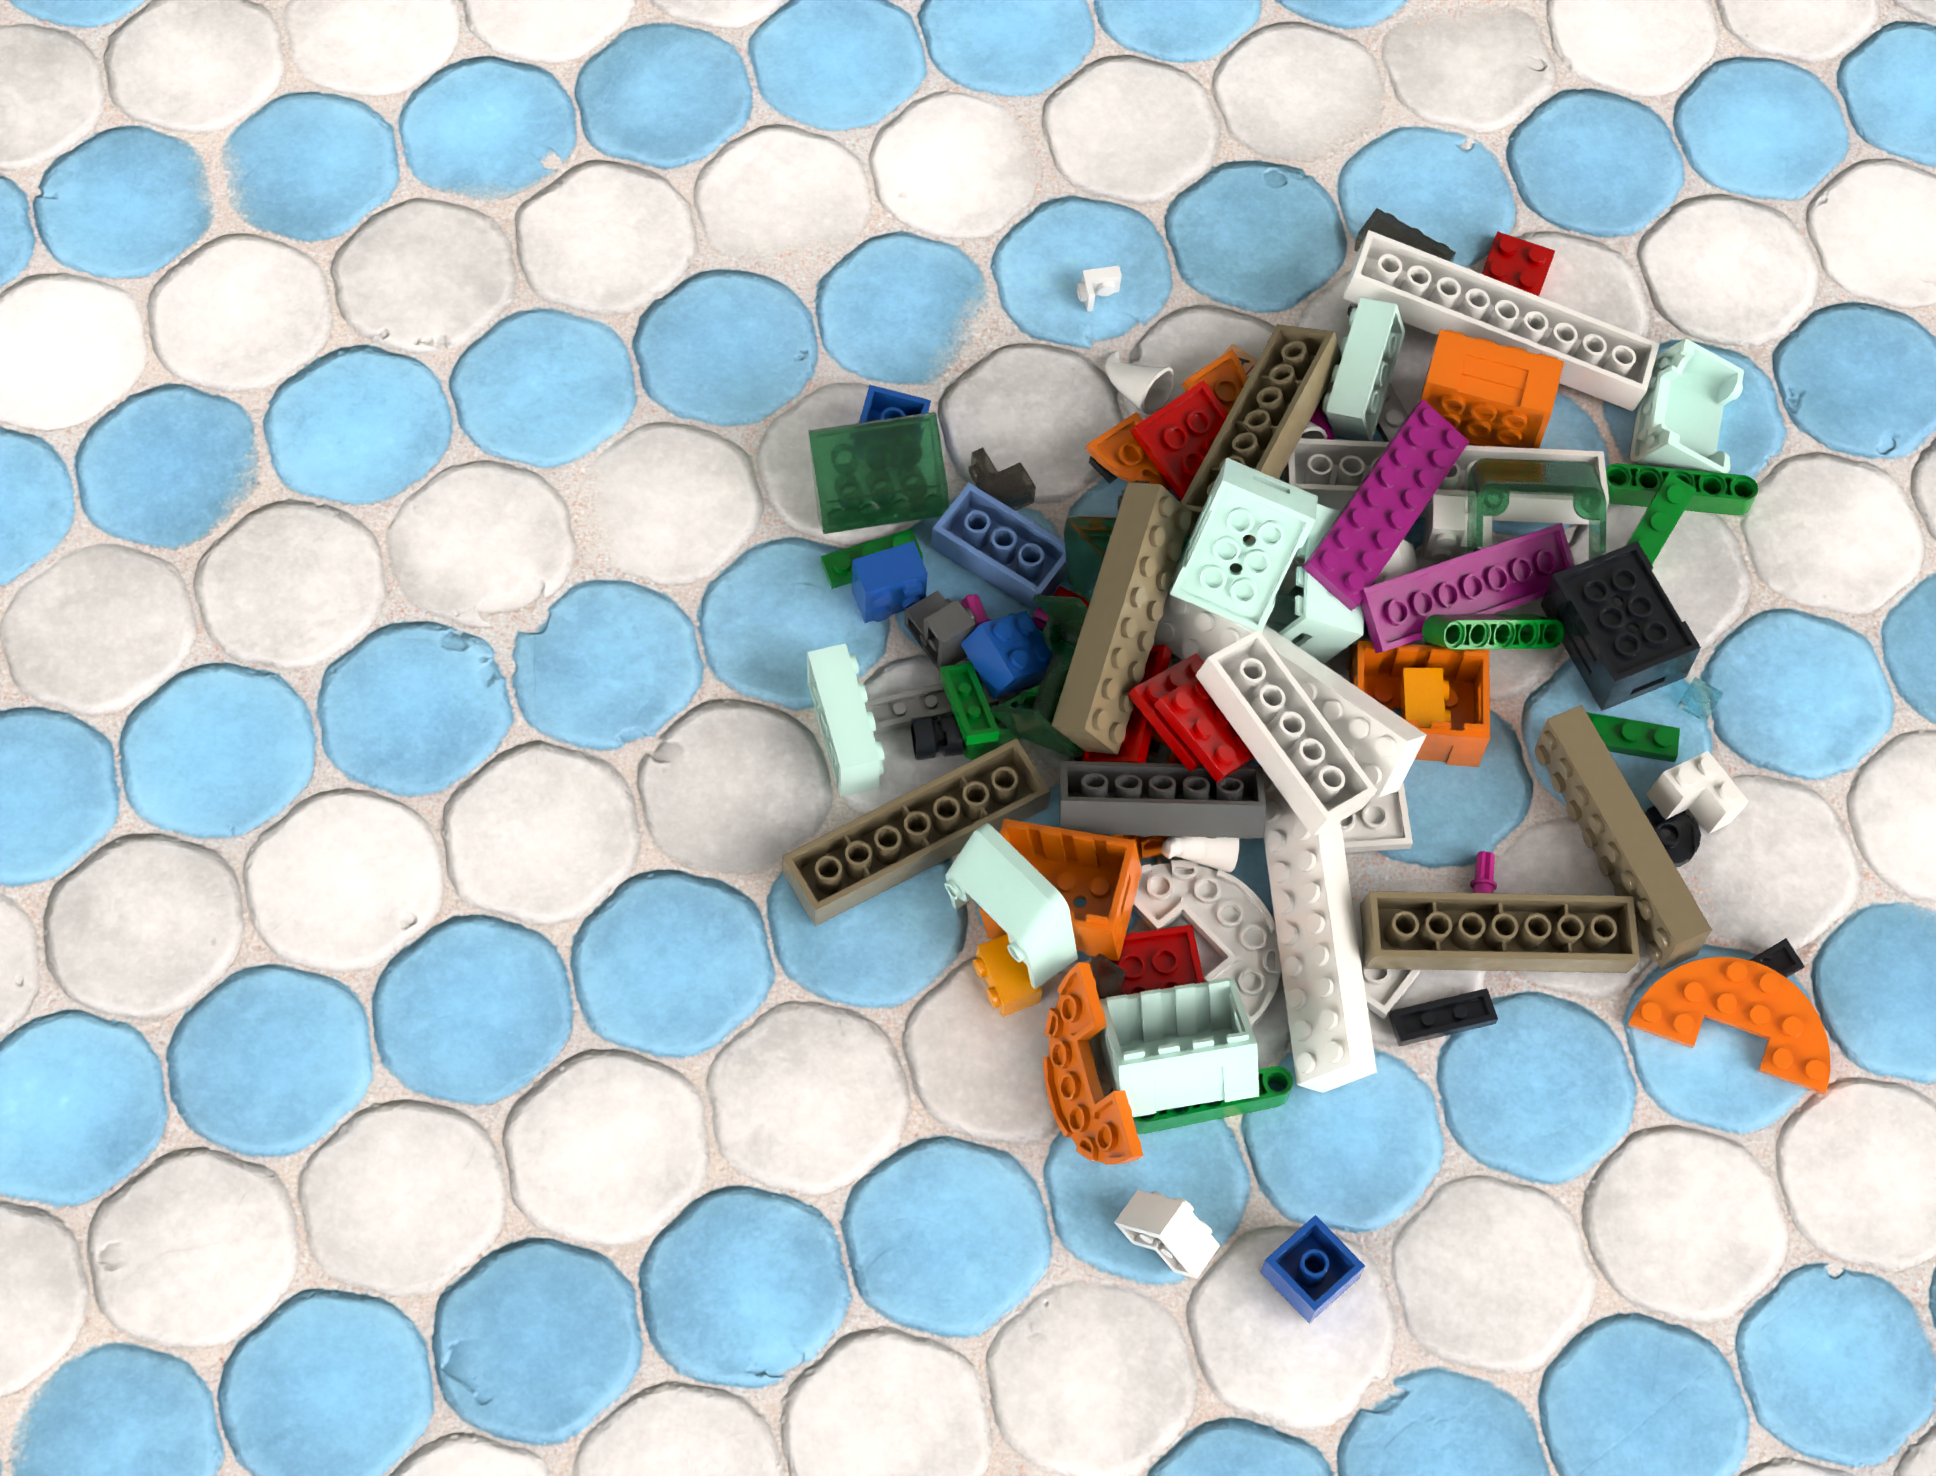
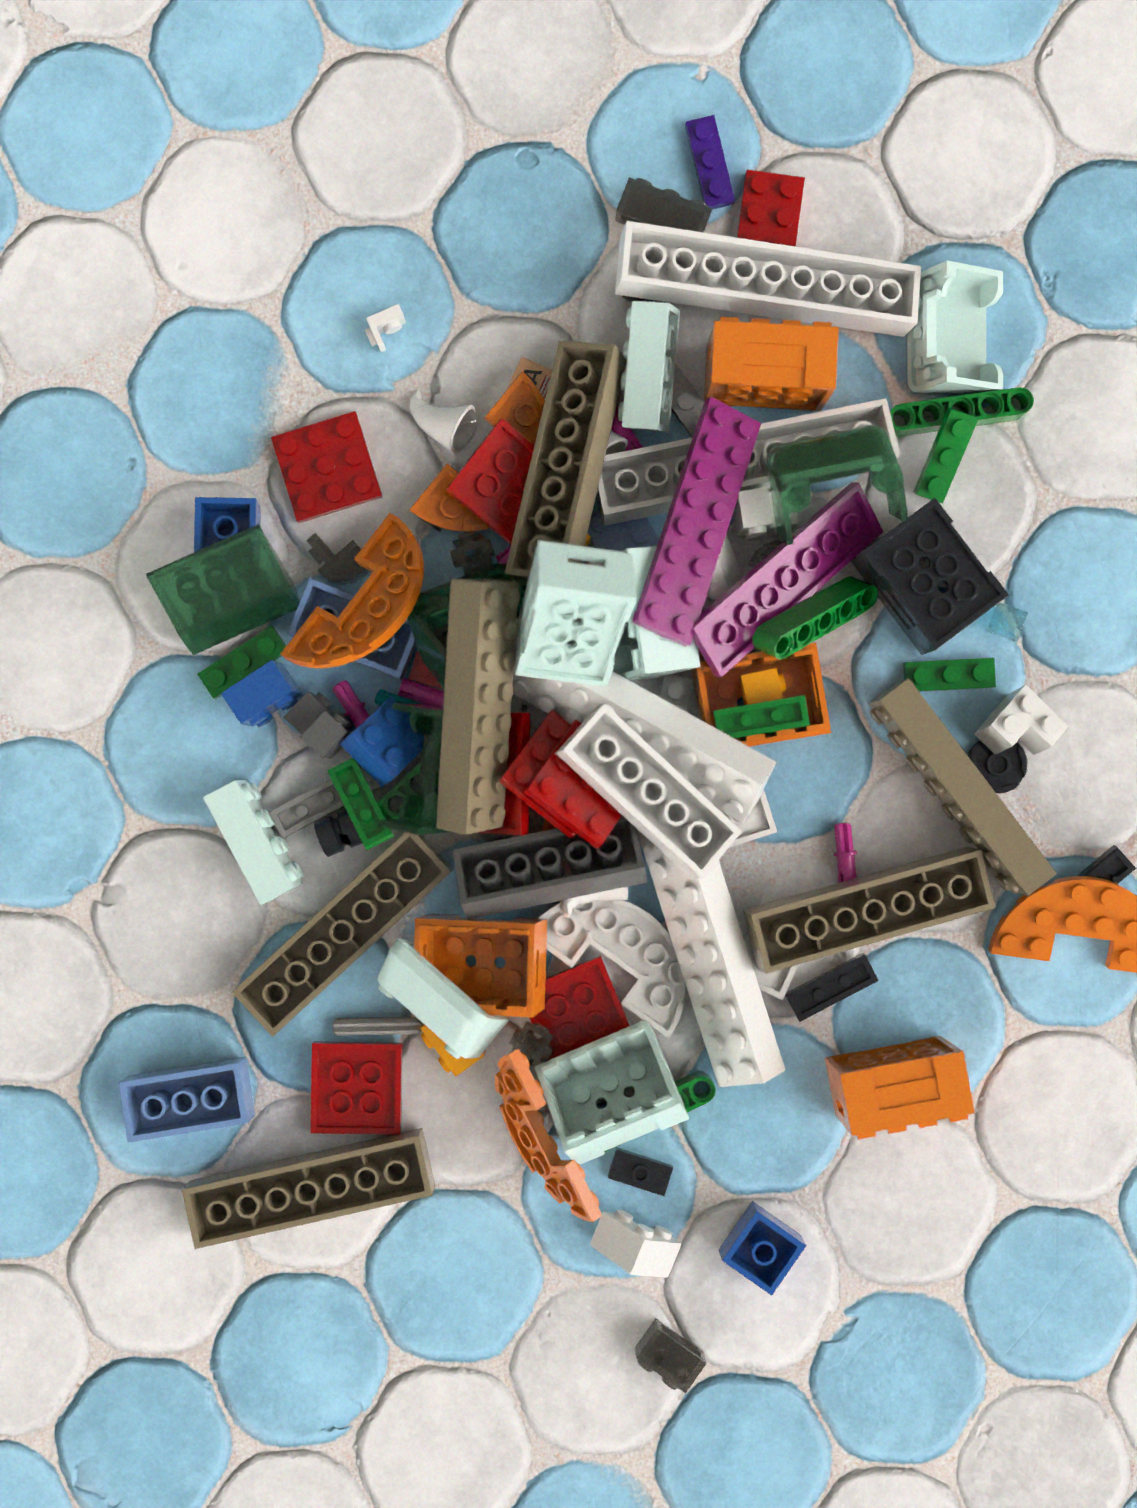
camera: 10 degrees left, 25 degrees up
(699, 962) = (186, 1099): none -> medium blue brick
(811, 1086) = (308, 1188): none -> dark tan brick
(887, 1001) = (356, 1087): none -> red plate
(925, 945) = (376, 1026): none -> light grey axle
(1006, 400) = (326, 467): none -> red plate
(1058, 495) = (376, 608): none -> orange plate
(1180, 1372) = (669, 1356): none -> clear smoke brick
(1187, 1166) = (640, 1171): none -> black plate
(1424, 704) = (762, 717): none -> green plate
(1461, 218) = (709, 162): none -> dark purple plate
(1500, 1115) = (900, 1086): none -> orange container

